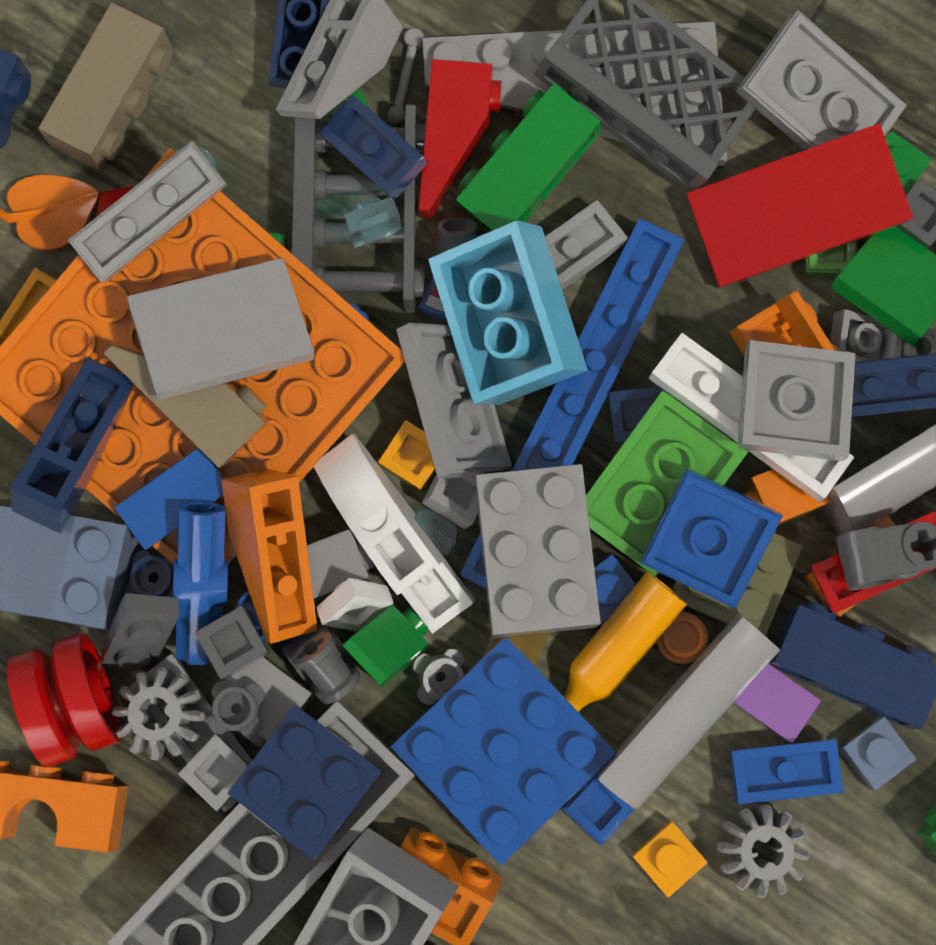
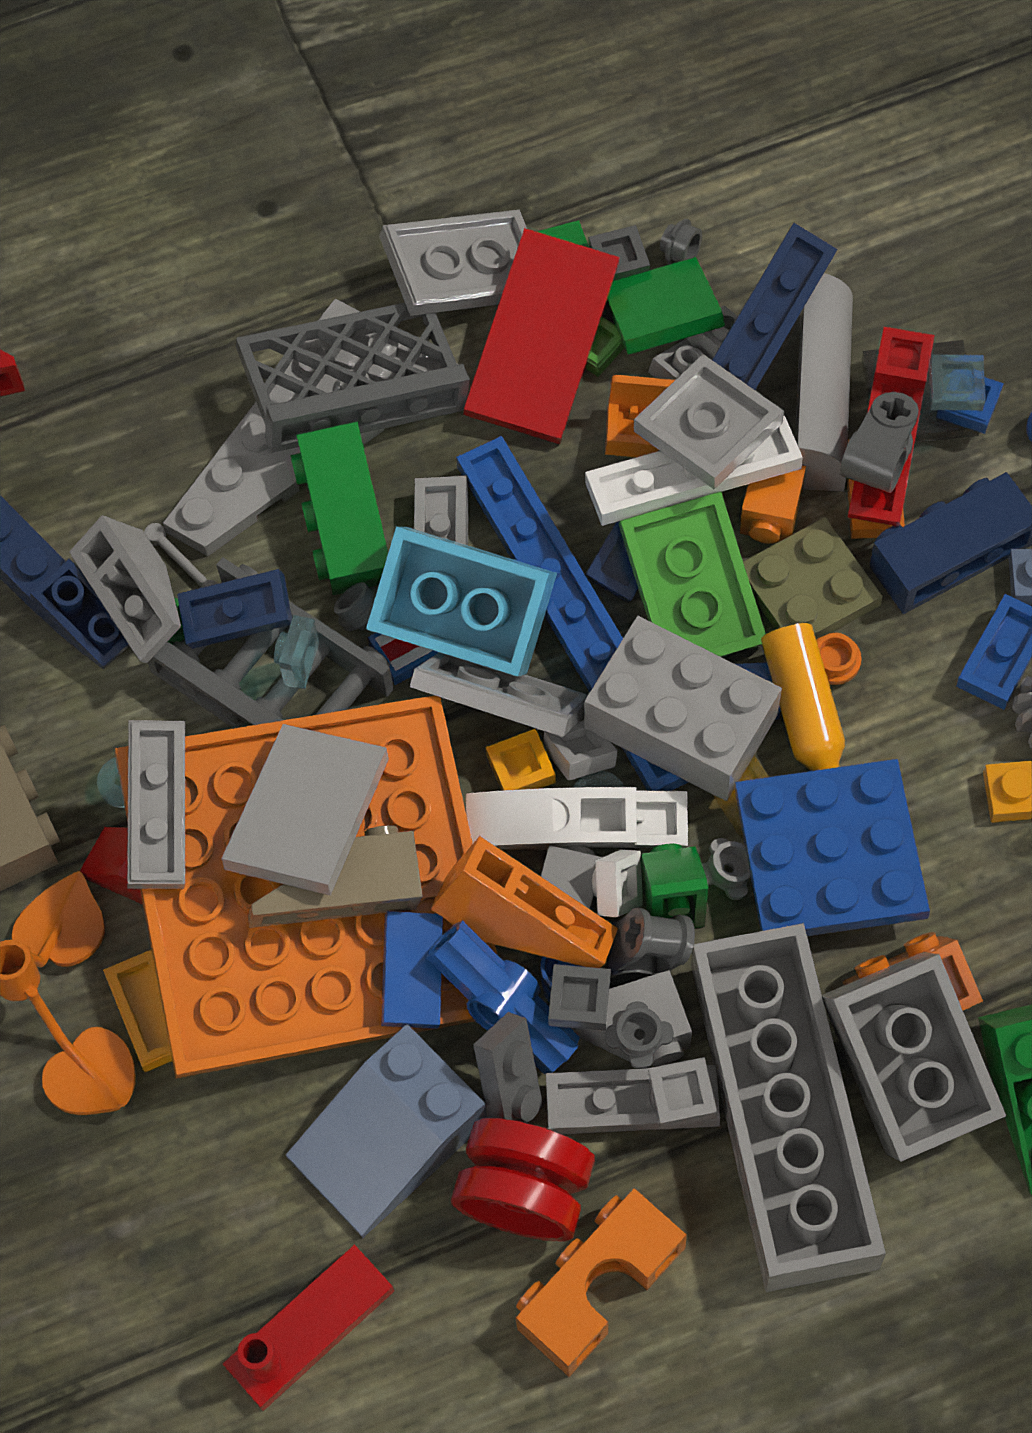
camera: 50 degrees left, 15 degrees down
(70, 446) = (306, 1016): dark blue slope -> none
(141, 718) = (607, 1091): light grey gear -> none
(143, 566) = (455, 1038): dark blue plate -> none
(305, 782) = (746, 1011): dark blue plate -> none
(456, 121) = (254, 531): red slope -> none
(597, 810) = (936, 817): blue tile -> none
(687, 711) = (899, 680): light grey brick -> none
(711, 538) = (769, 570): blue tile -> none
(778, 703) = (924, 628): medium lavender tile -> none

